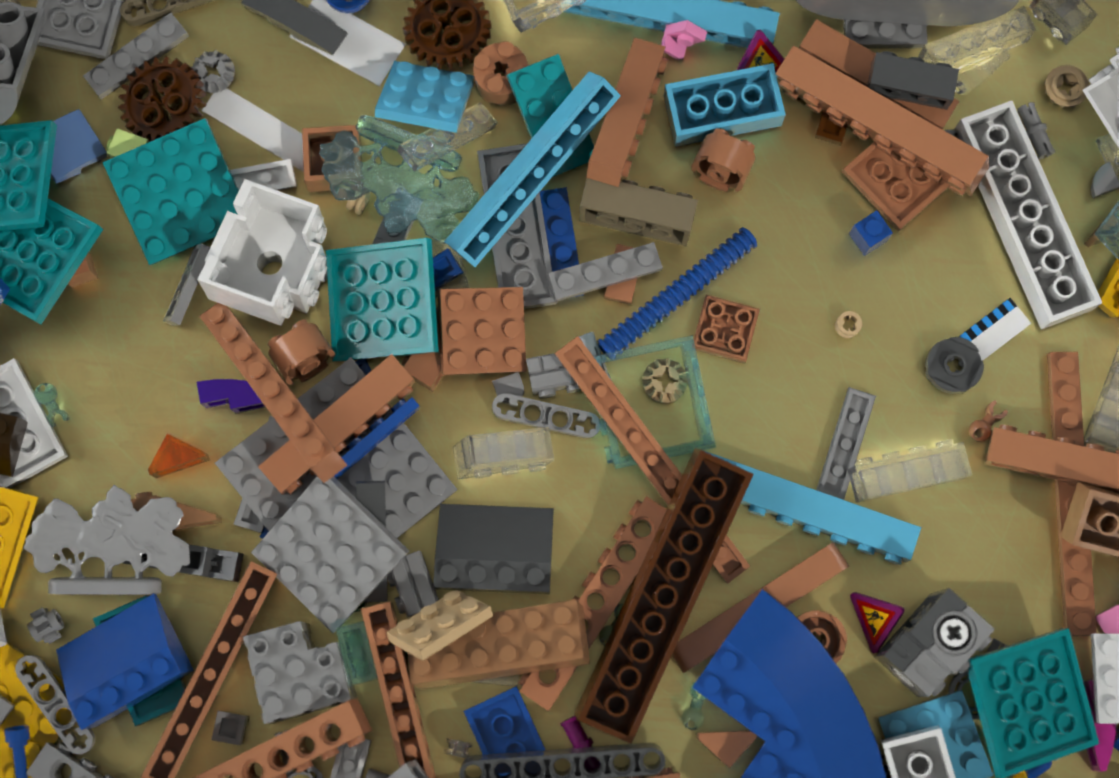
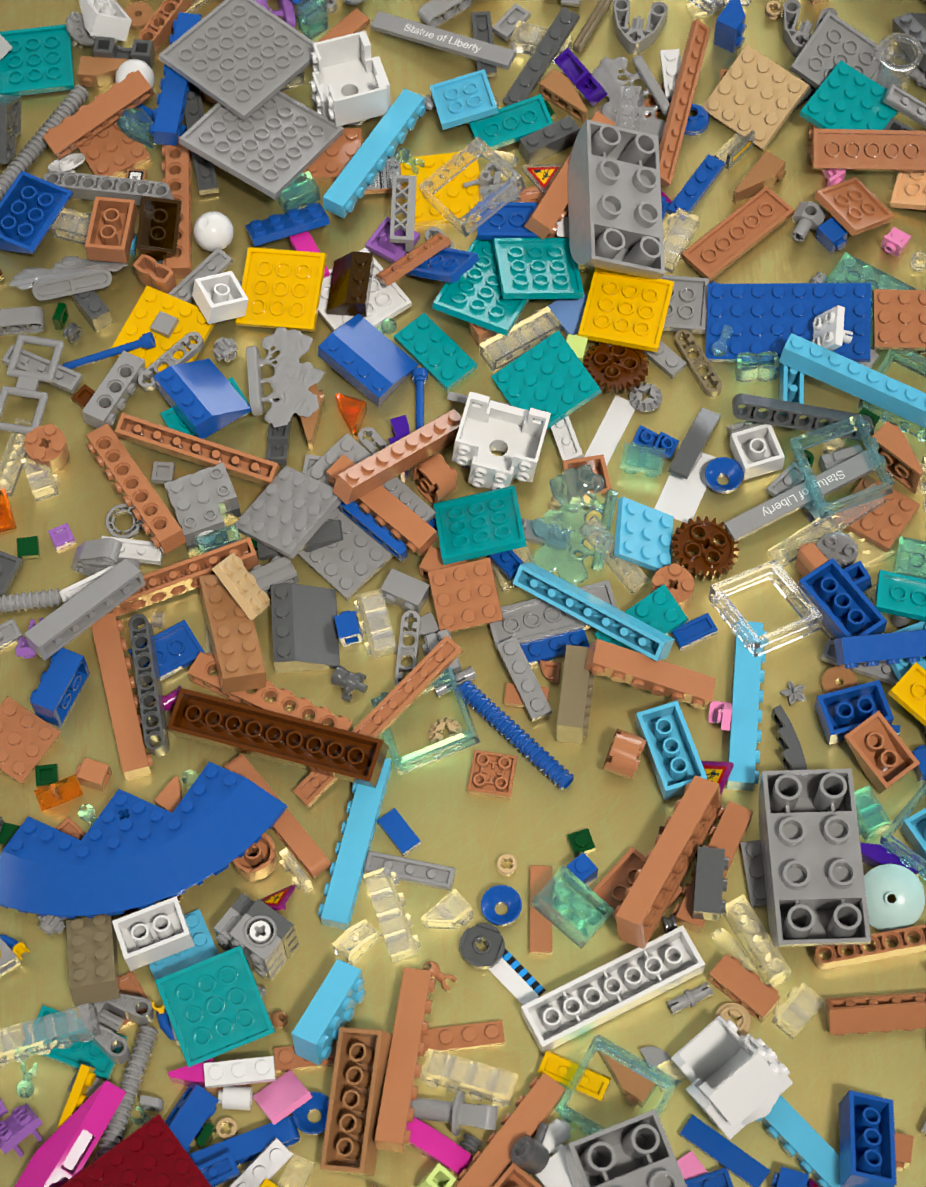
camera: 85 degrees right, 15 degrees down
(83, 73) = (626, 310): none -> yellow plate
(92, 202) = (523, 336): none -> clear brick
(96, 336) = (435, 352): none -> teal plate
(97, 426) = (366, 359): none -> blue slope
(137, 360) = (419, 376): none -> blue piece
(225, 426) = (377, 440): none -> light grey beam
(284, 68) = (647, 437): none -> blue slope
(309, 83) = (643, 459): none -> clear light blue brick
(459, 410) = (405, 591): none -> light grey brick
(502, 490) = (348, 628): none -> blue brick
(554, 44) = (694, 631): none -> blue tile
(581, 495) = (348, 681): none -> dark grey piece
(592, 239) = (551, 671): none -> nougat tile
(792, 452) = (399, 831): none -> blue tile
(827, 231) = (581, 842): none -> dark green plate
(828, 595) = (299, 878): none -> clear plate
(910, 290) = (539, 926): none -> nougat tile
(910, 400) = (449, 913): none -> clear slope
(917, 325) = (501, 895): none -> blue piece
(921, 247) = (572, 907): none -> clear light blue brick
(937, 519) = (355, 941): none -> clear slope
(1028, 628) = (278, 1017): none -> medium nougat arm
(1030, 65) = (744, 987): none -> nougat brick
(1042, 558) = (328, 1011): none -> medium azure brick

